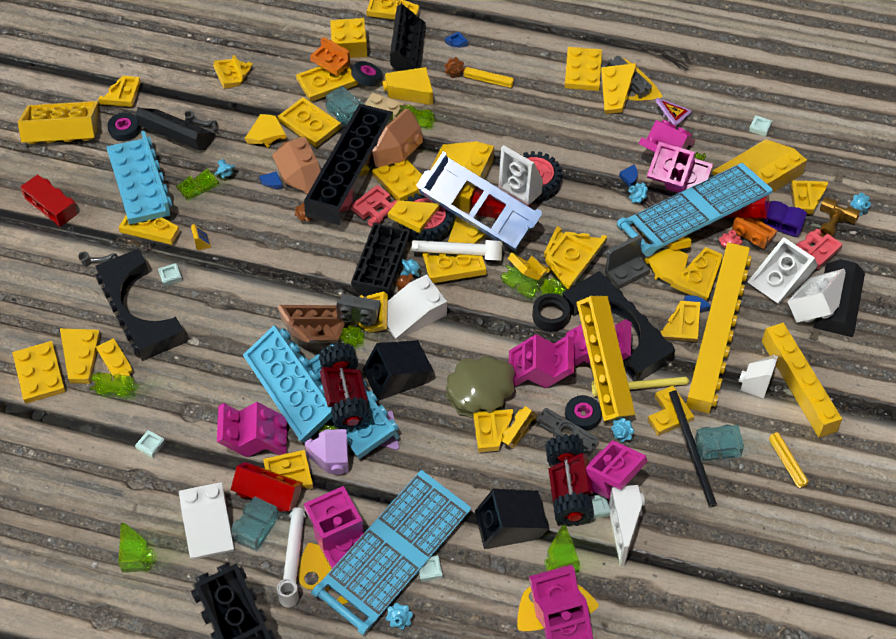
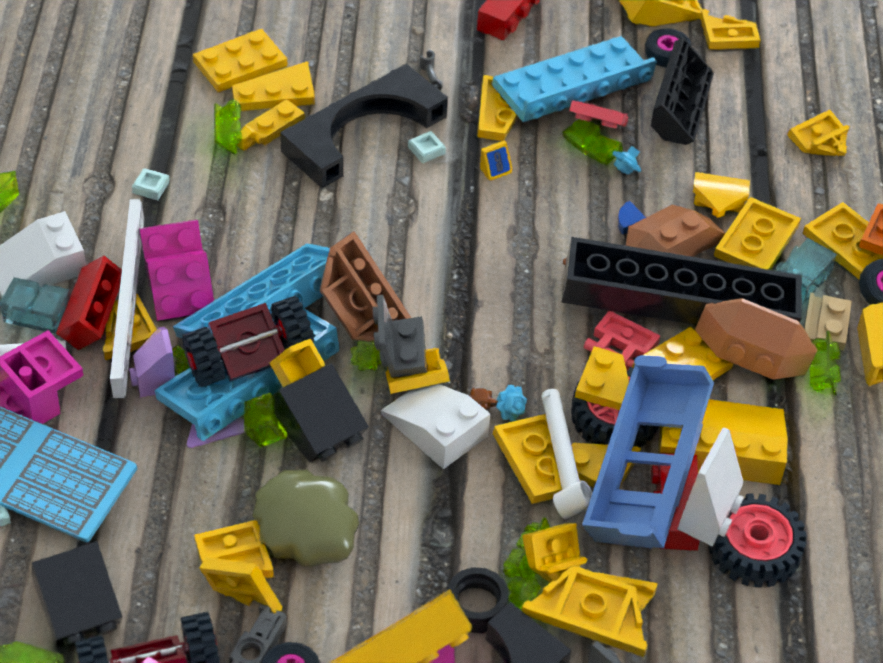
camera: 75 degrees right, 5 degrees down
(181, 170) = (609, 117): none -> coral plate
(189, 117) = (711, 113): dark grey piece -> none
(272, 459) = (127, 300): none -> white tile
(368, 361) = (297, 362): none -> yellow panel
(380, 259) = (514, 360): black piece -> none
(395, 396) = (261, 422): none -> clear neon green panel
(542, 360) = (366, 592): dark pink bracket -> none

